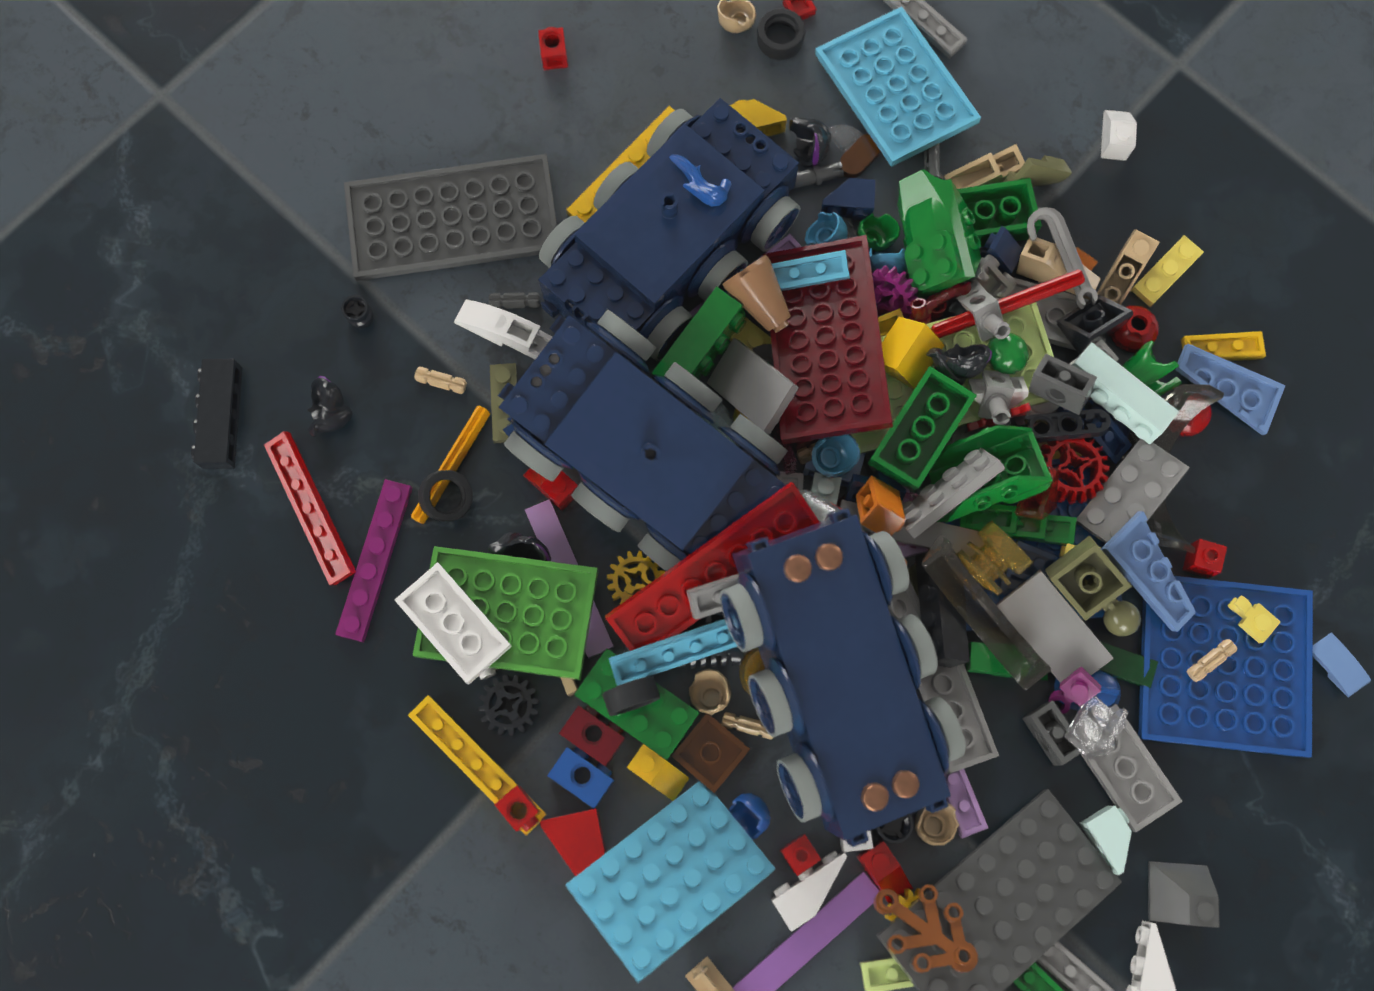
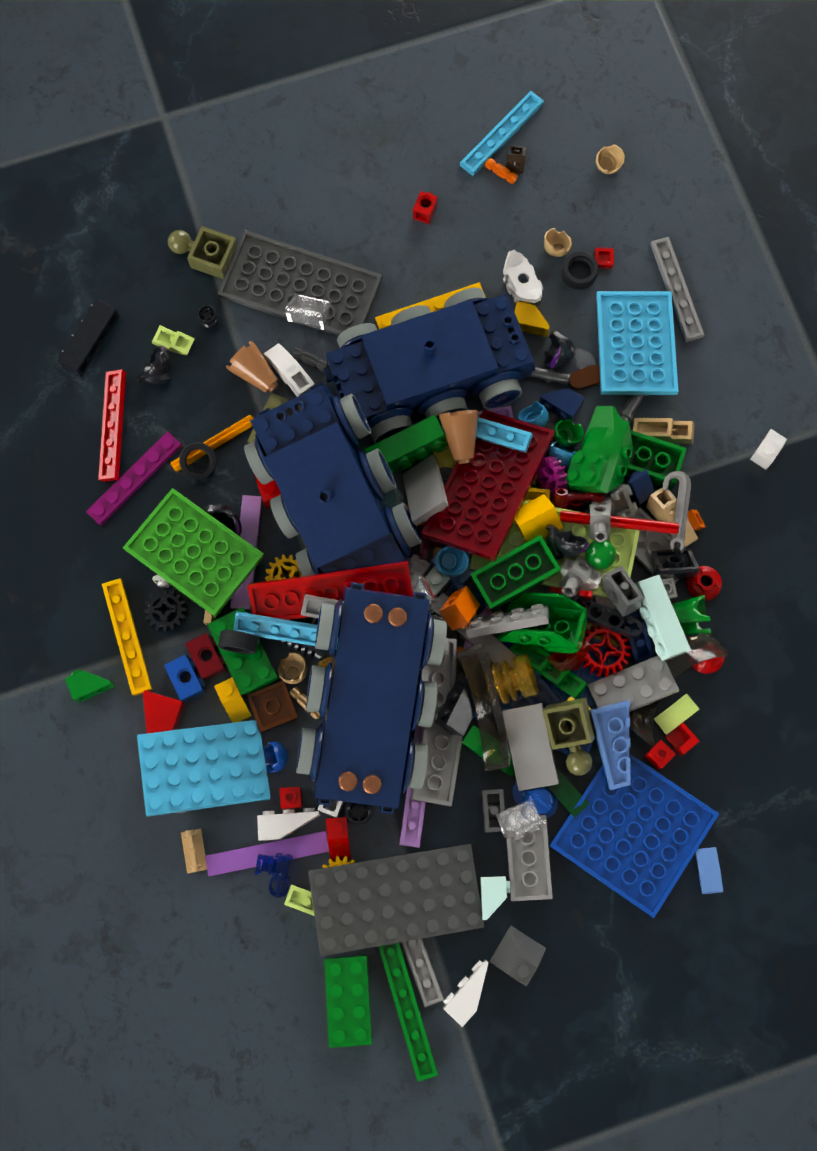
camera: 30 degrees right, 0 degrees up
(315, 229) = (208, 253): none -> olive brick
(330, 363) = (173, 341): none -> yellowish green slope
(440, 380) = (236, 387): tan axle -> none
(452, 346) = (253, 368): none -> medium nougat cone
(453, 623) = (156, 540): white plate -> none
(459, 854) = (86, 685): none -> green slope
(481, 242) = (308, 311): none -> clear slope
(506, 804) = (133, 667): red brick -> none
(706, 62) = (514, 266): none -> white piece
(708, 193) = (455, 346): blue piece -> none
(827, 955) = (274, 867): none -> clear blue piece
(929, 932) = (339, 886): dark orange plant -> none
(936, 827) = (387, 826): tan hair -> none
(1042, 172) = (700, 449): olive slope -> none
(1076, 688) = (523, 791): magenta plate -> none
(1128, 266) = (721, 541): tan slope -> none
(1167, 271) = (749, 557): light yellow plate -> none
(1194, 499) = (676, 714): none -> yellowish green slope
(1212, 660) = (624, 821): tan axle -> none
(1218, 525) = (682, 739): none -> red panel
(1230, 345) = (757, 626): yellow tile -> none
(1245, 392) = (747, 656): medium blue wing -> none
(1256, 620) = (668, 812): light yellow plate -> none

